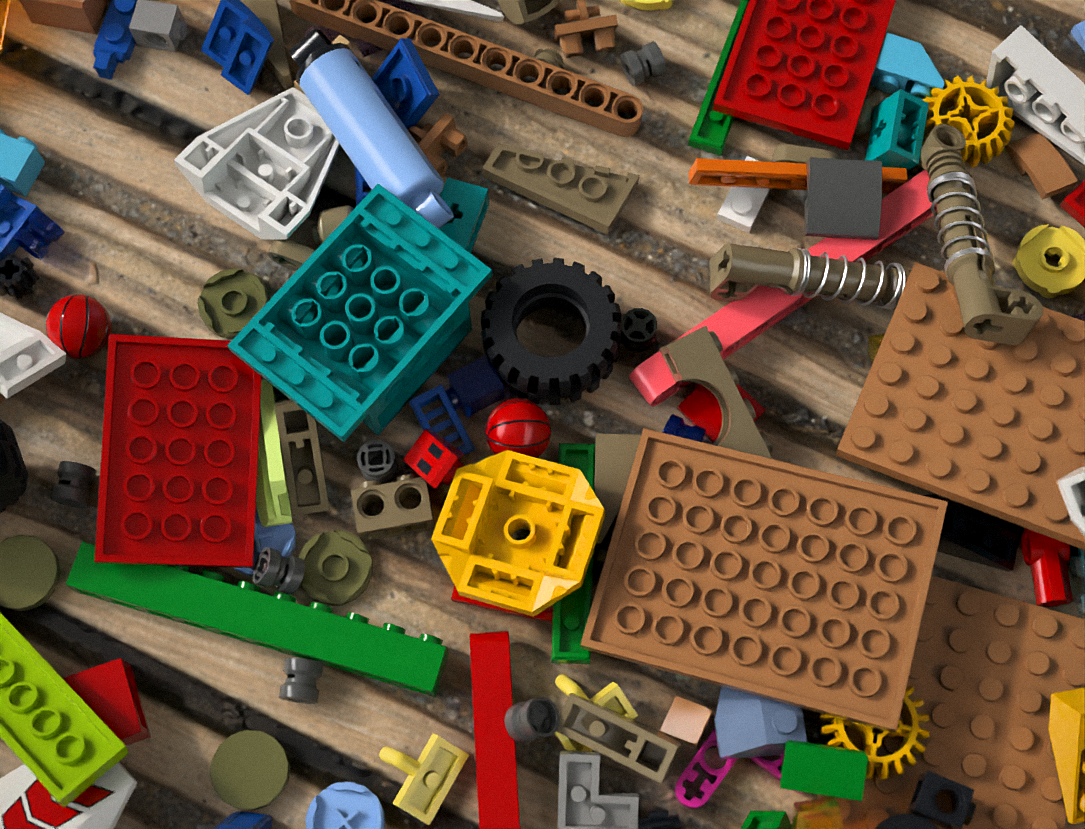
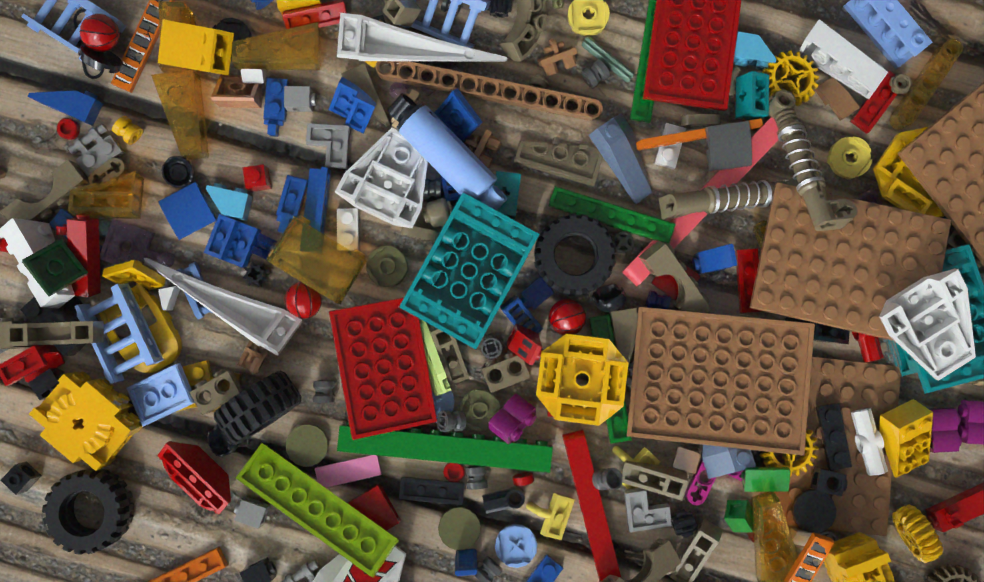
camera: 15 degrees left, 15 degrees up
(57, 129) = (257, 178): none -> red brick
(81, 630) = (348, 471): none -> bright pink tile
(102, 178) = (291, 201): none -> blue hinge
(118, 264) = (316, 260): none -> clear yellow windscreen
(140, 196) = (317, 197): none -> blue fence
(184, 235) = (348, 228): none -> white plate
(196, 91) = (334, 138): none -> light grey plate
(216, 691) = (431, 490): none -> black plate
(264, 666) = (454, 472): none -> red tile
(337, 191) = (432, 188): none -> pearl dark grey wheel
(337, 730) = (501, 500): none -> black piece
(384, 700) = (523, 479): none -> red tile
(386, 585) = (512, 419): none -> magenta brick
(599, 415) = (609, 298): none -> black hair
(634, 282) = (612, 215): none -> green tile
(659, 179) = (618, 147): none -> sand blue wedge
(670, 48) = (608, 59): none -> sand green axle
(790, 376) = (715, 259): none -> blue slope
(844, 396) = (746, 269): none -> red plate
(963, 723) = (833, 436): none -> black plate
(1027, 742) = (869, 442): none -> white piece

